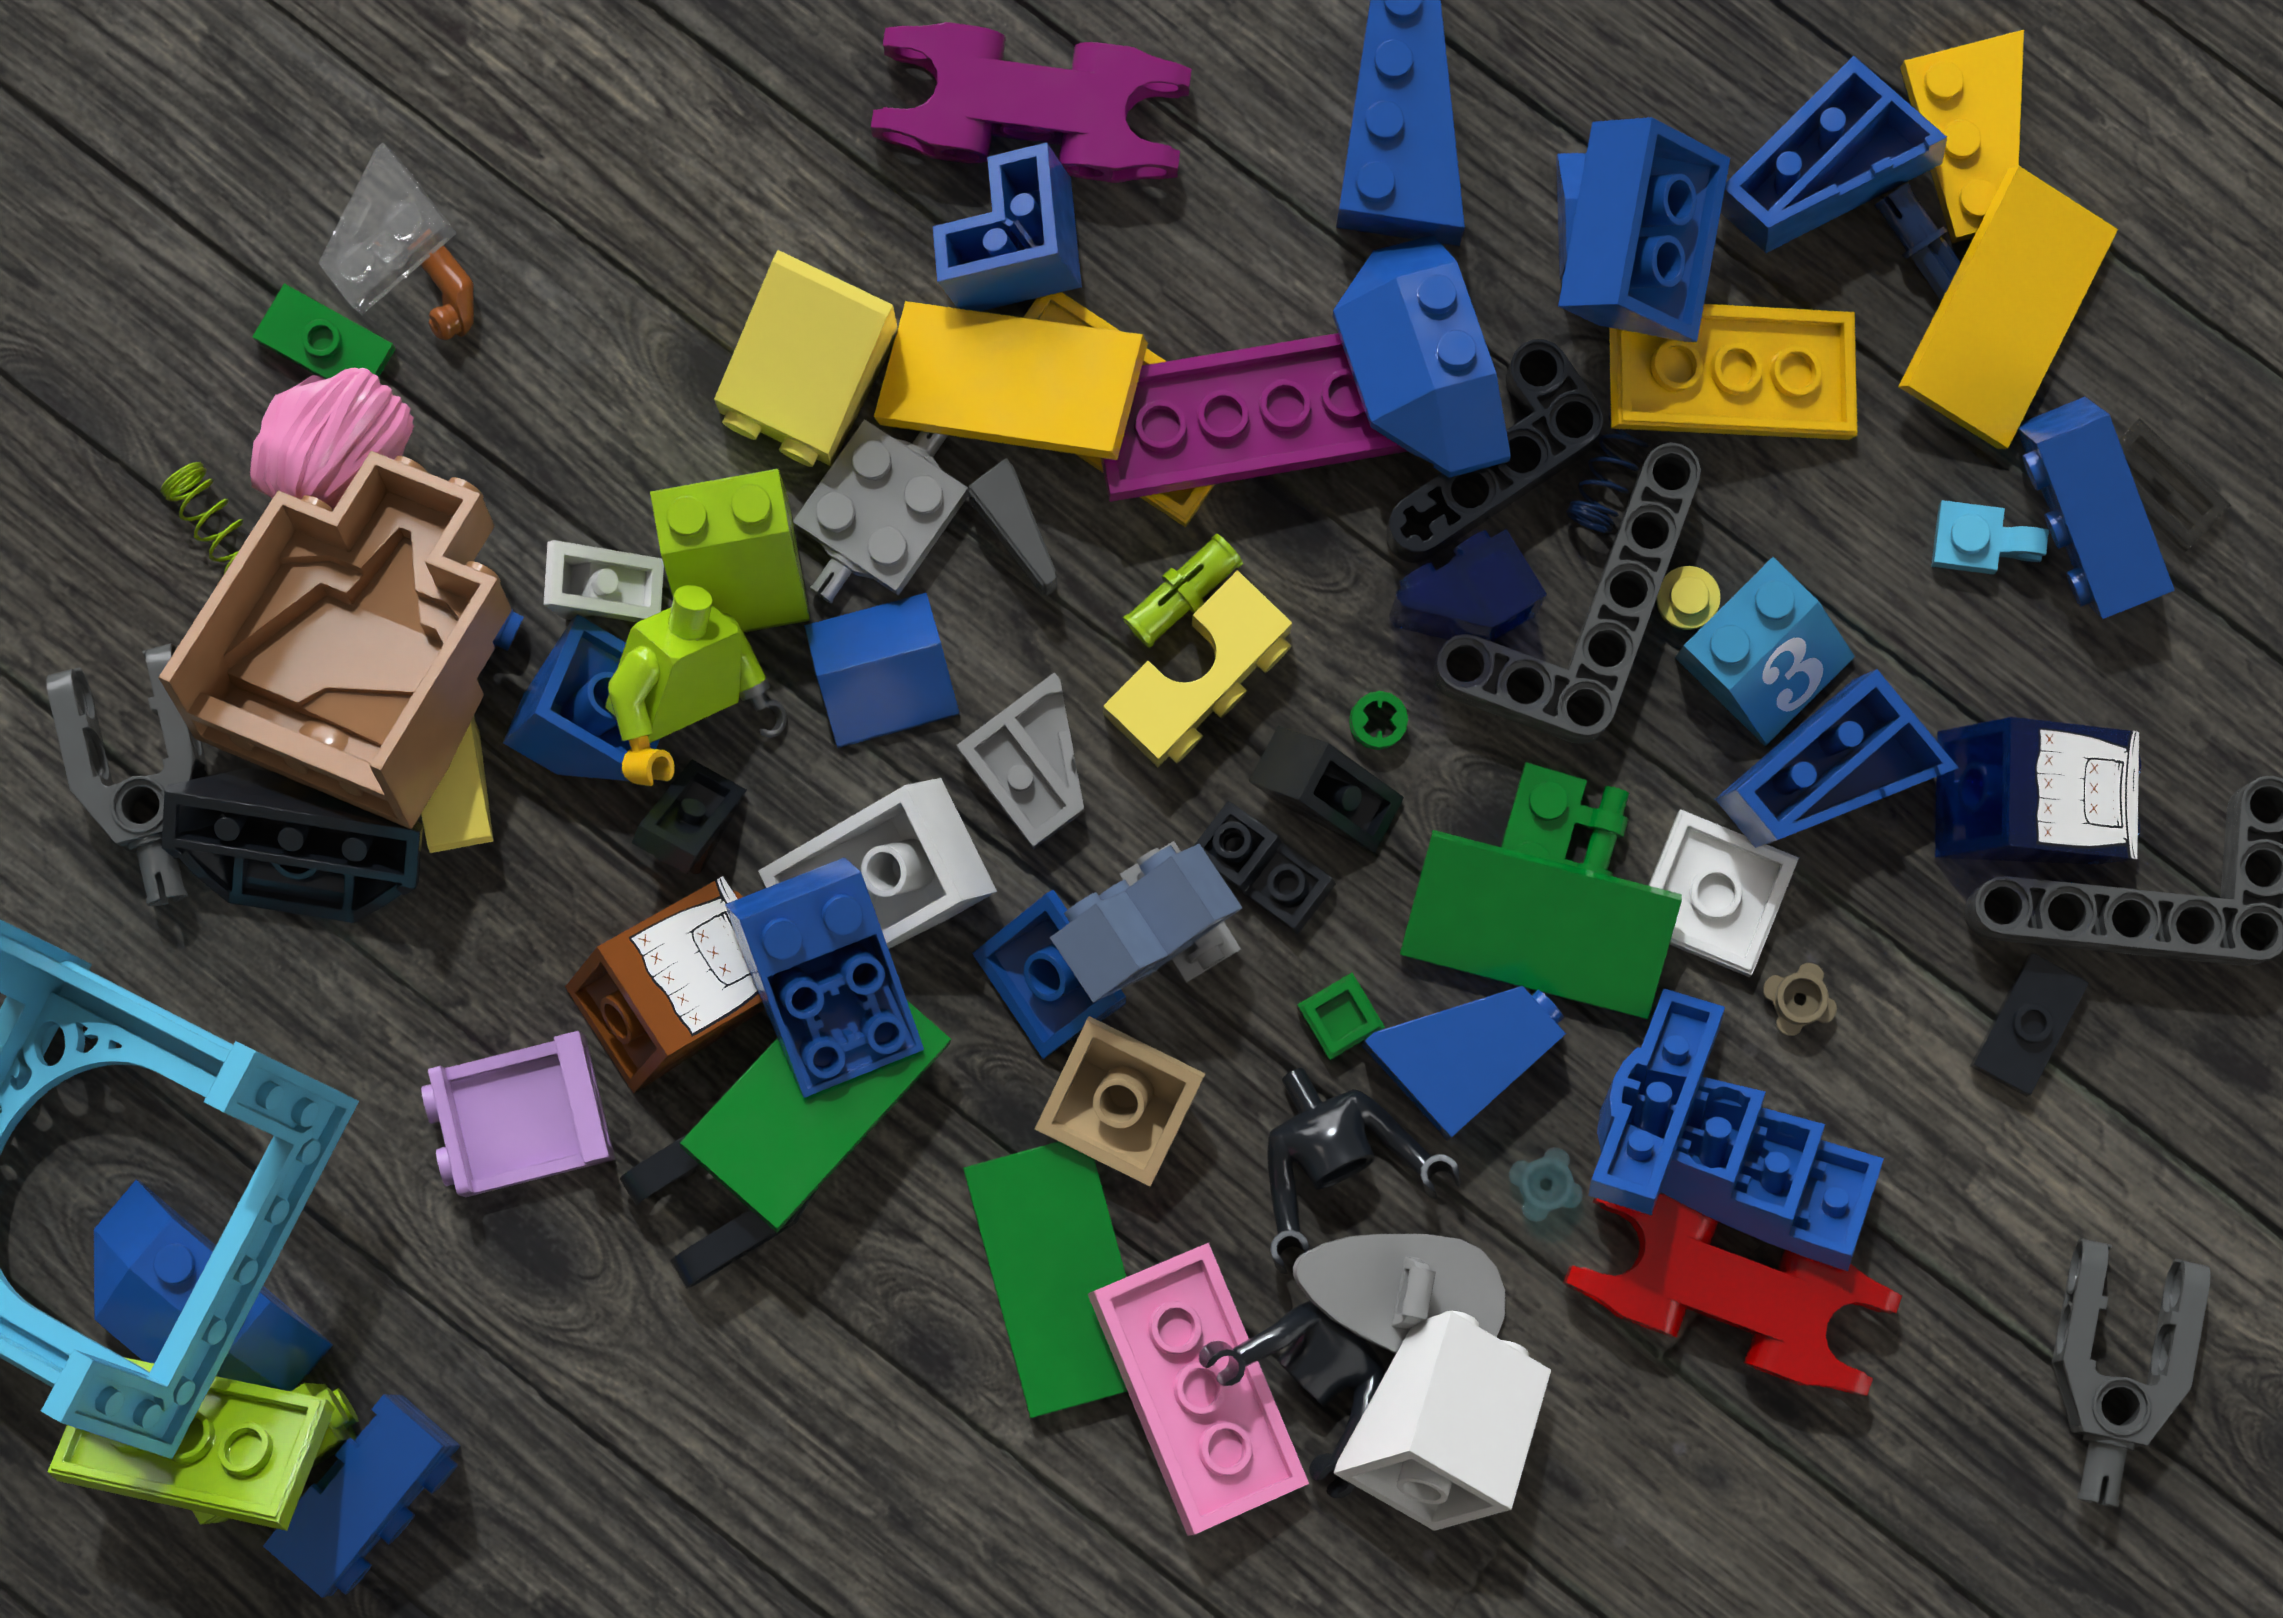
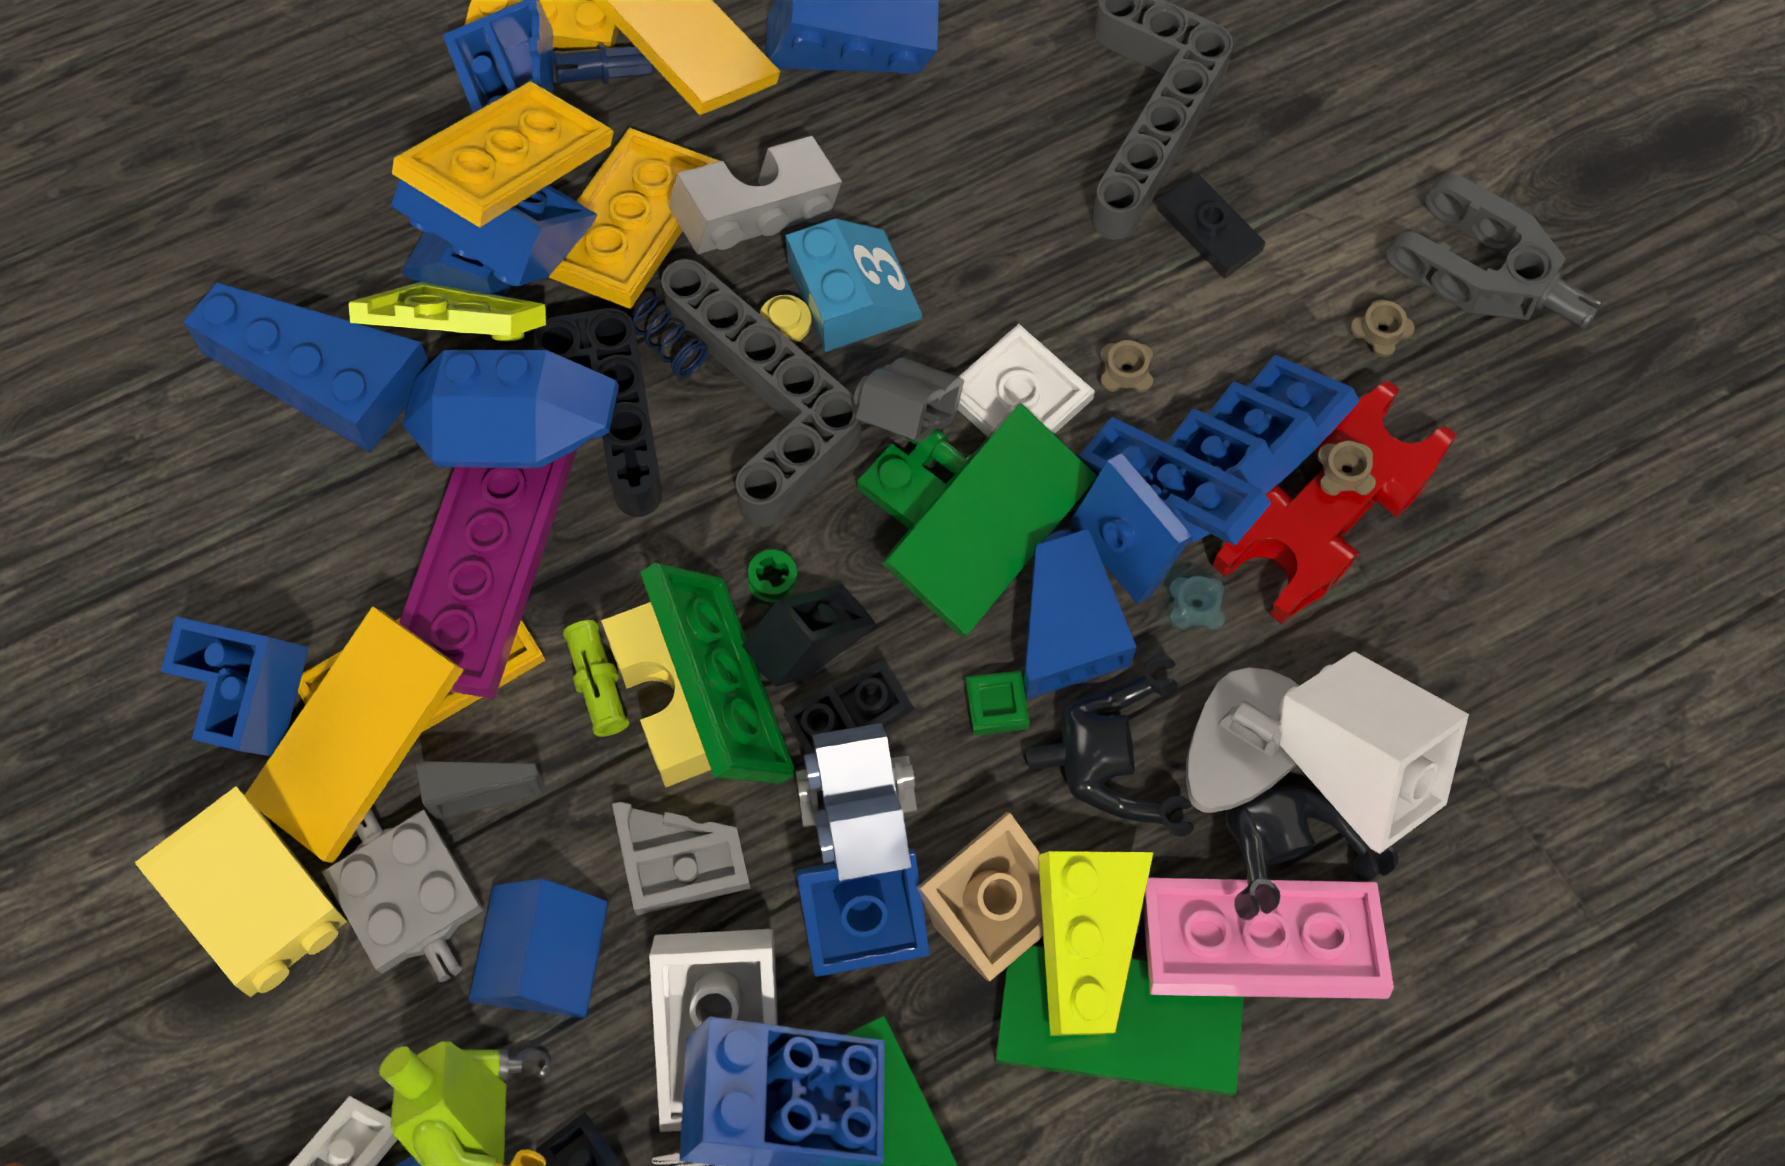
camera: 65 degrees left, 15 degrees down
(735, 544) = (361, 1010): lime slope -> none
(990, 97) = (117, 657): magenta piece -> none
(1123, 1209) = (1089, 934): none -> neon yellow wing
(1232, 715) = (718, 675): none -> green tile
(1479, 592) = (706, 454): clear blue slope -> none
(1519, 235) = (449, 309): none -> neon yellow wing
(1586, 1078) = (1131, 528): none -> blue plate
(1634, 777) = (908, 399): none -> dark grey brick
(1701, 216) = (502, 153): none -> yellow tile
(1773, 470) = (721, 211): none -> light grey arch
(1776, 1289) = (1349, 454): none -> dark tan plate
(1837, 760) = (960, 262): blue wedge -> none
(1974, 538) = (838, 118): medium azure plate -> none
(1998, 1263) = (1387, 315): none -> dark tan plate
(2038, 793) = (1041, 148): slope -> none

